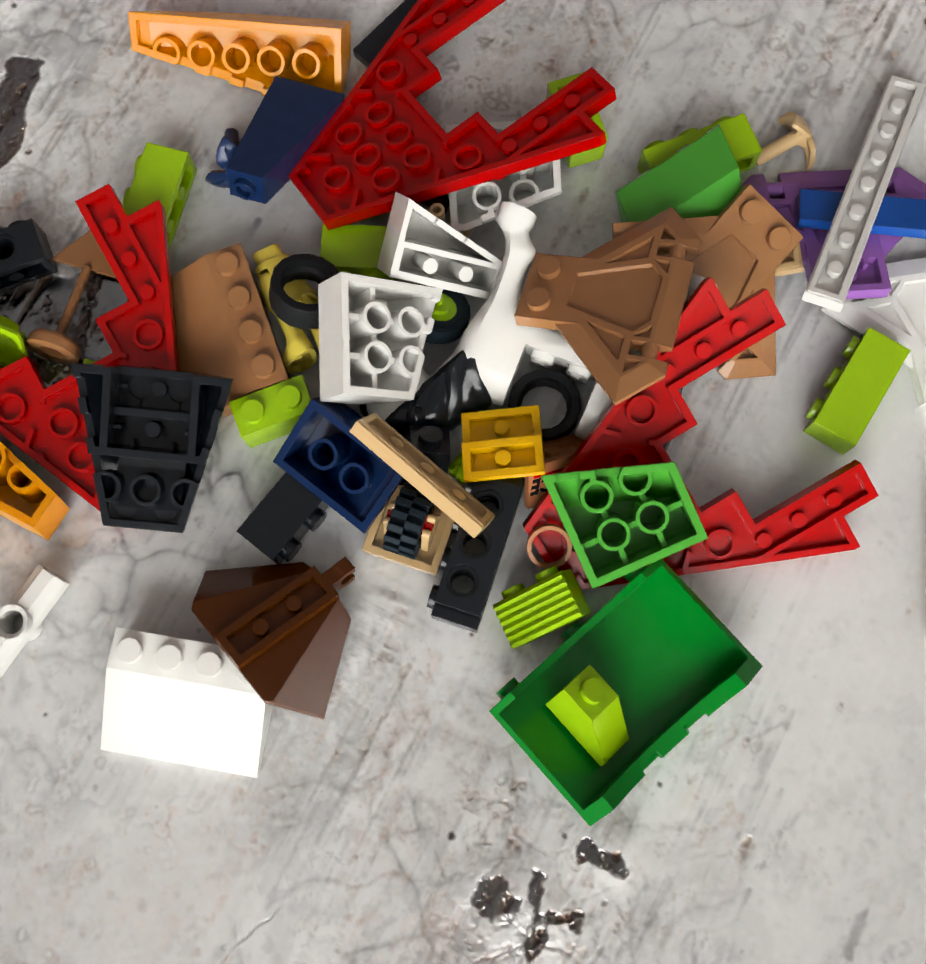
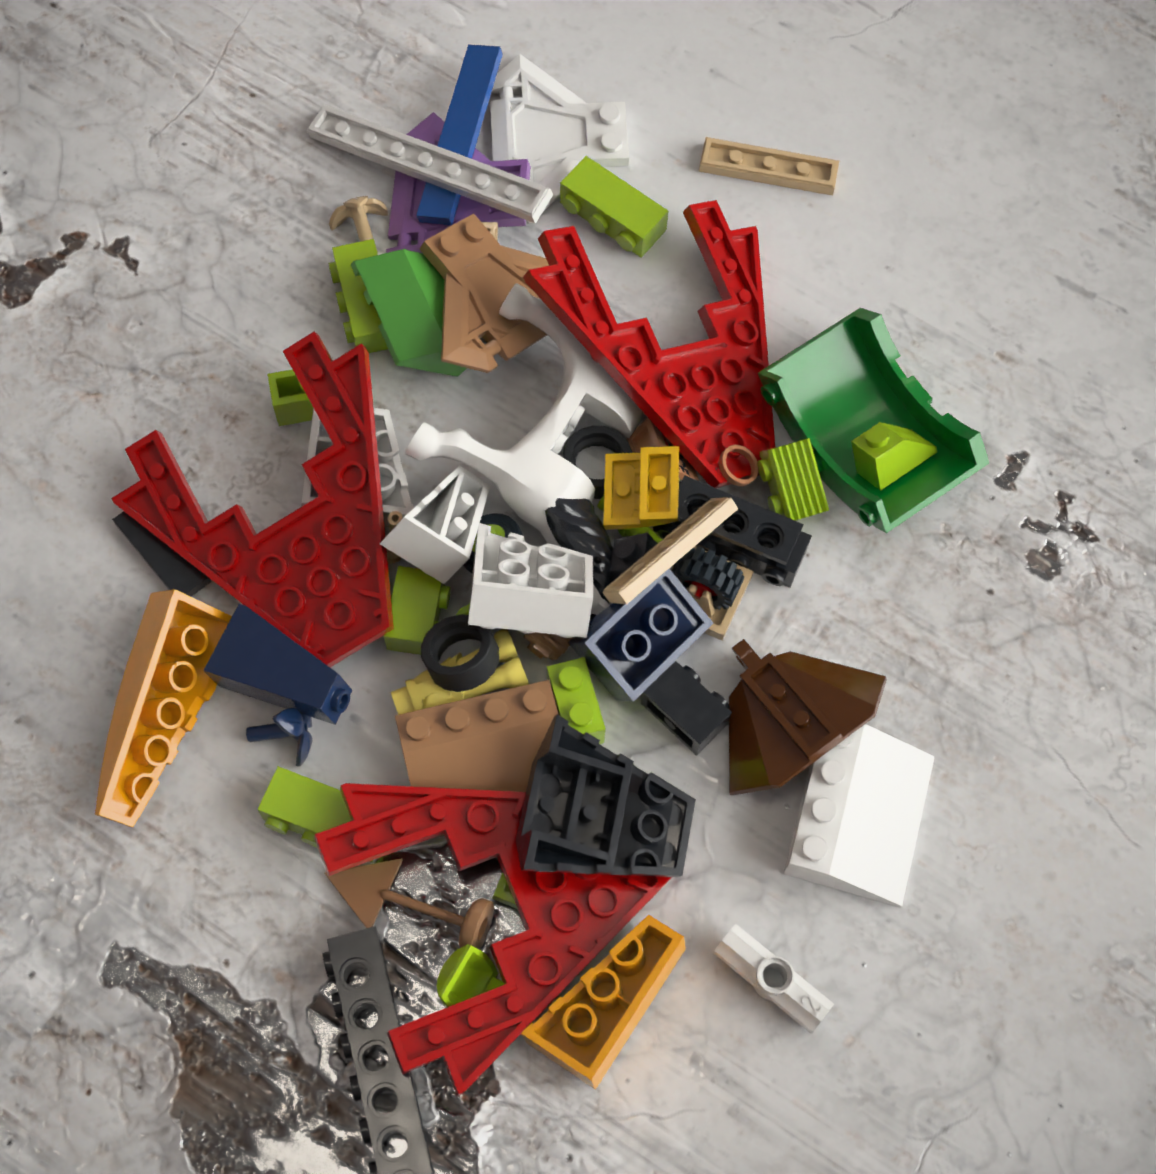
camera: 90 degrees left, 10 degrees down
(617, 301) = (528, 359): medium nougat plate -> none
(624, 516) = (730, 388): bright green wedge -> none

